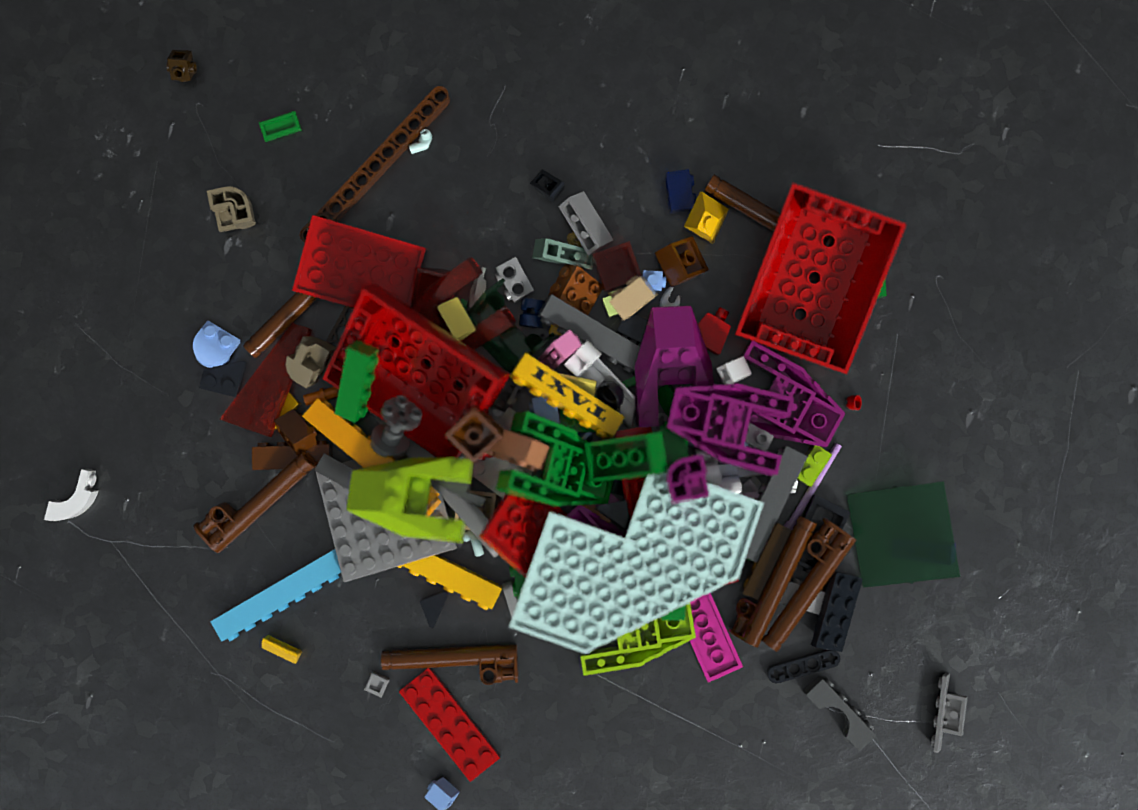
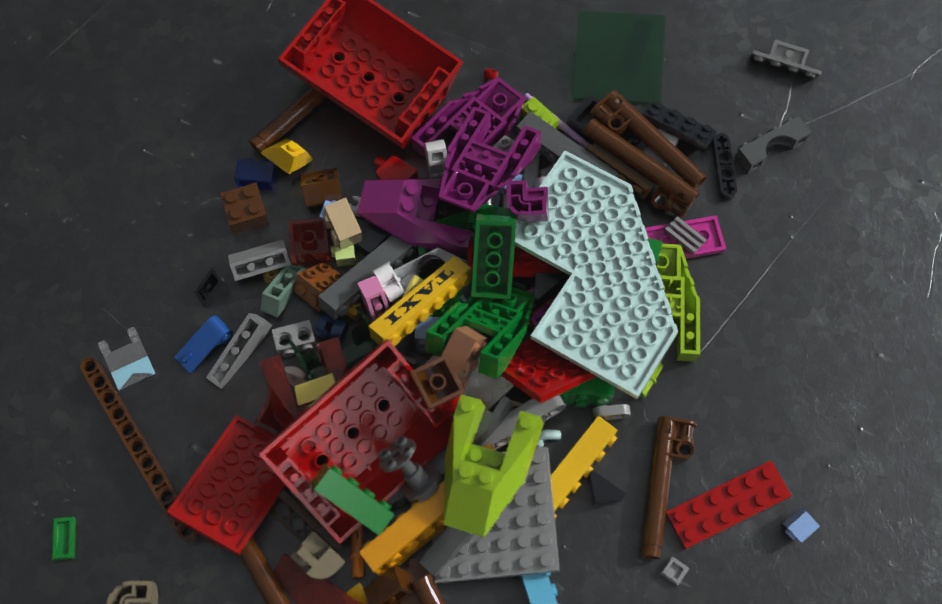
camera: 80 degrees left, 20 degrees down
(423, 142) = (131, 397): light aqua arm -> none
(455, 129) = (129, 362): none -> clear flag
(490, 194) = (210, 334): none -> blue door
(492, 230) = (239, 349): none -> light grey slope
(638, 192) = (244, 208): none -> reddish brown brick
(704, 653) = (676, 224): none -> light grey tile

